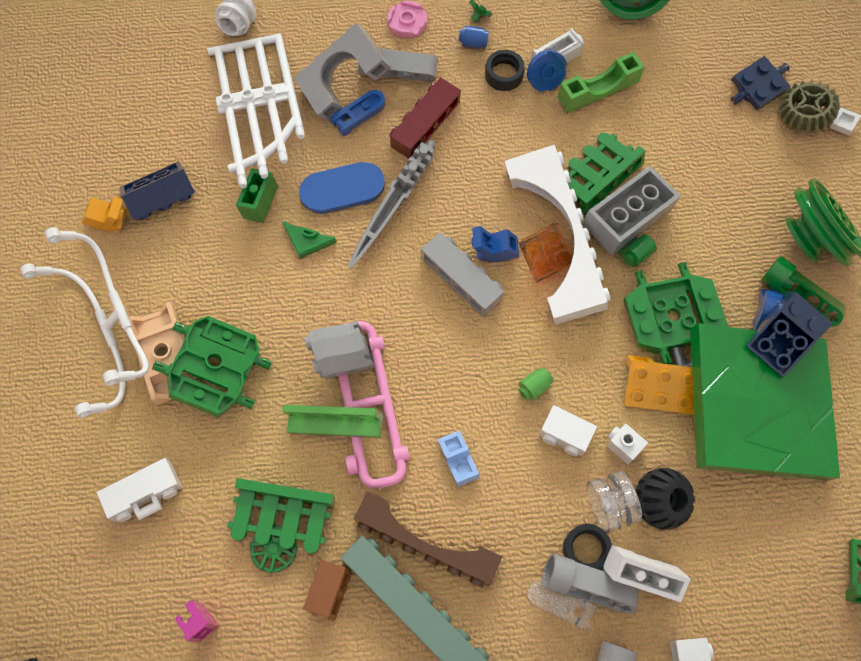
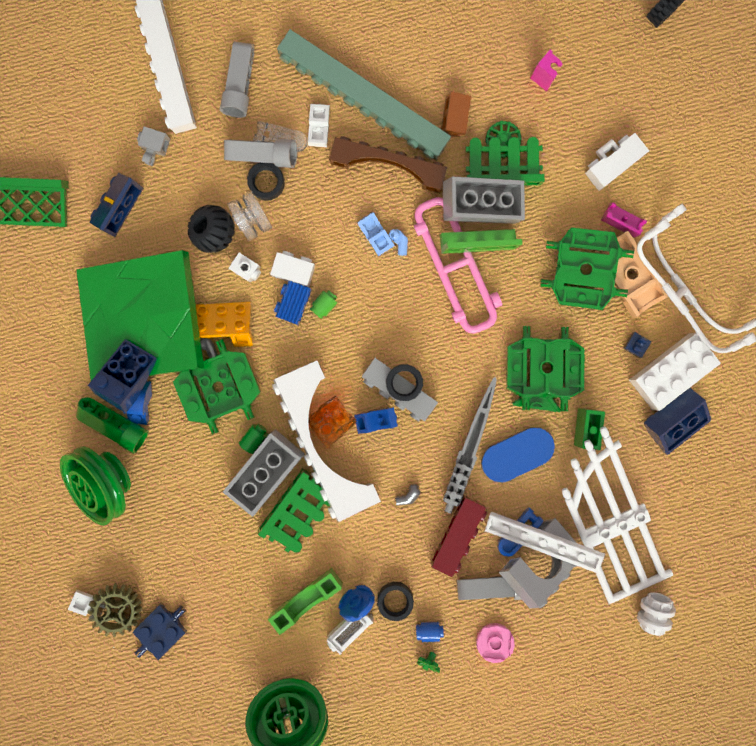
camera: 170 degrees right, 20 degrees up
(104, 215) = (716, 387): light orange brick -> none
(144, 239) = (674, 371): none -> white brick
(151, 419) = (623, 220): none -> dark pink hinge
(177, 277) = (637, 345): none -> dark blue tile
(265, 274) = (541, 383): none -> green piece
(318, 464) = (483, 200): none -> light grey brick
(335, 90) = (545, 542): none -> white tile
(339, 350) = (487, 295): light grey brick -> none
(428, 445) = (401, 240): none -> light blue arm
(456, 256) = (404, 397): none -> black tyre
(471, 163) = (410, 497): none -> flat silver arm
(508, 611) = (318, 125): none -> white slope
(573, 390) = (293, 302): none -> blue brick
(646, 573) = (219, 165): white piece -> none
(729, 625) = (153, 143): none -> light grey brick
(786, 551) = (116, 204): none -> dark blue slope

